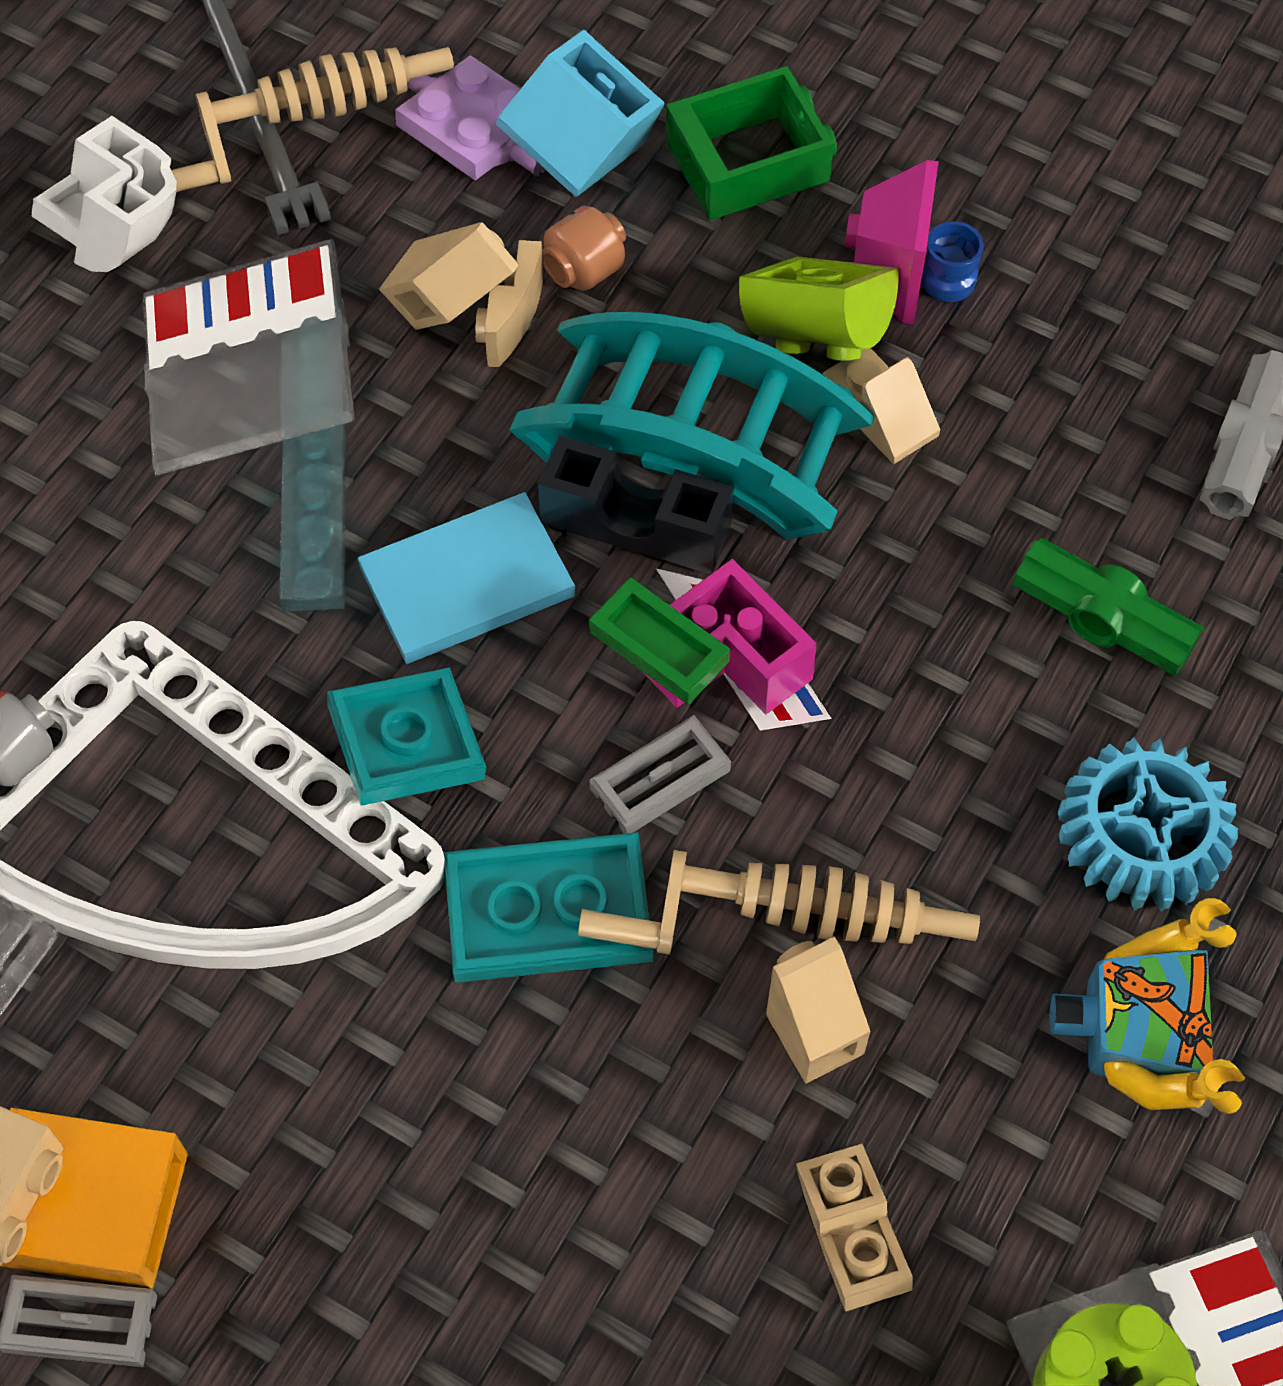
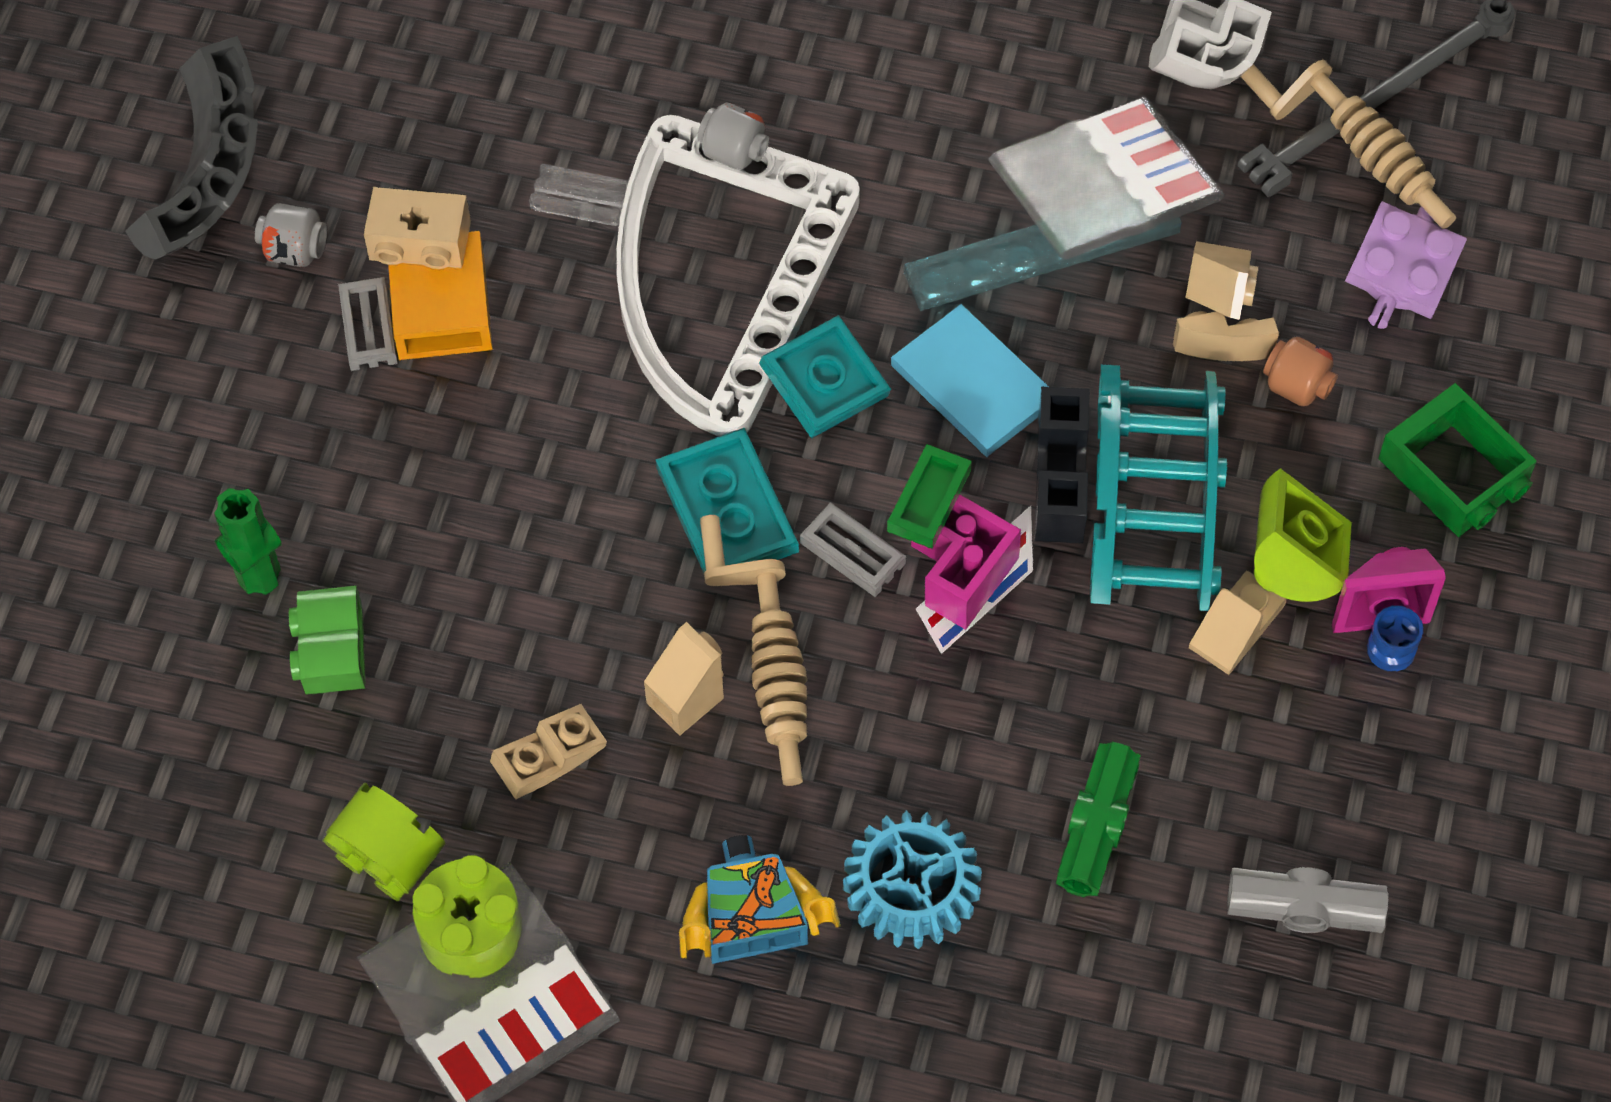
camera: 75 degrees right, 0 degrees up
(581, 113) = (1419, 325): medium azure slope -> none

